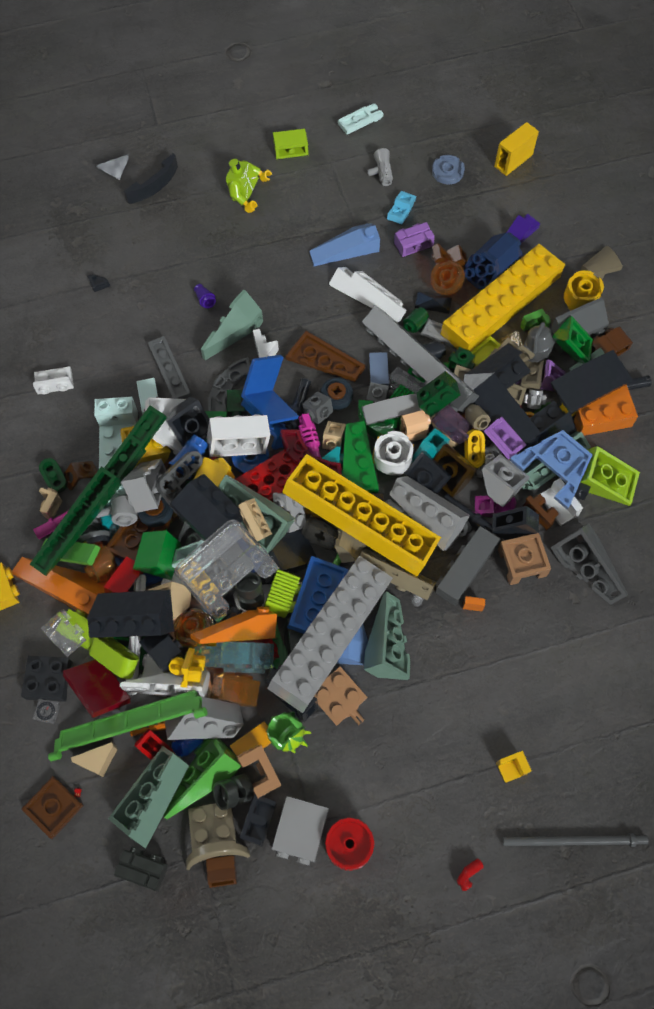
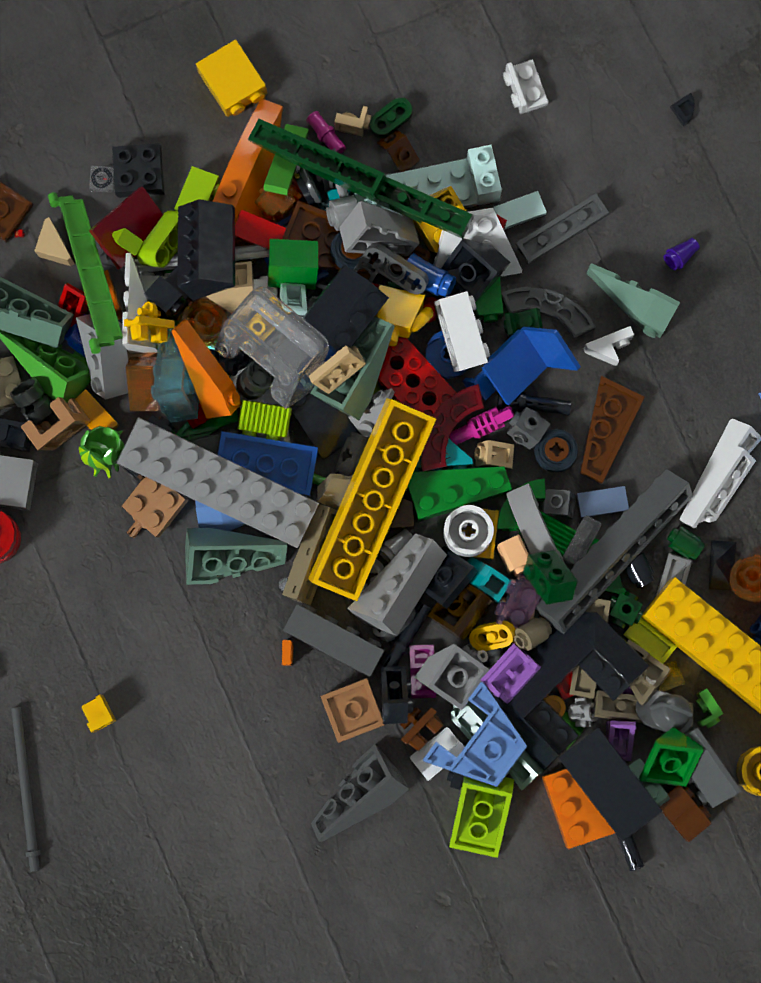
camera: 85 degrees right, 15 degrees up
(63, 633) = (184, 176): clear cylinder -> none
(108, 684) = (127, 240): none -> lime slope

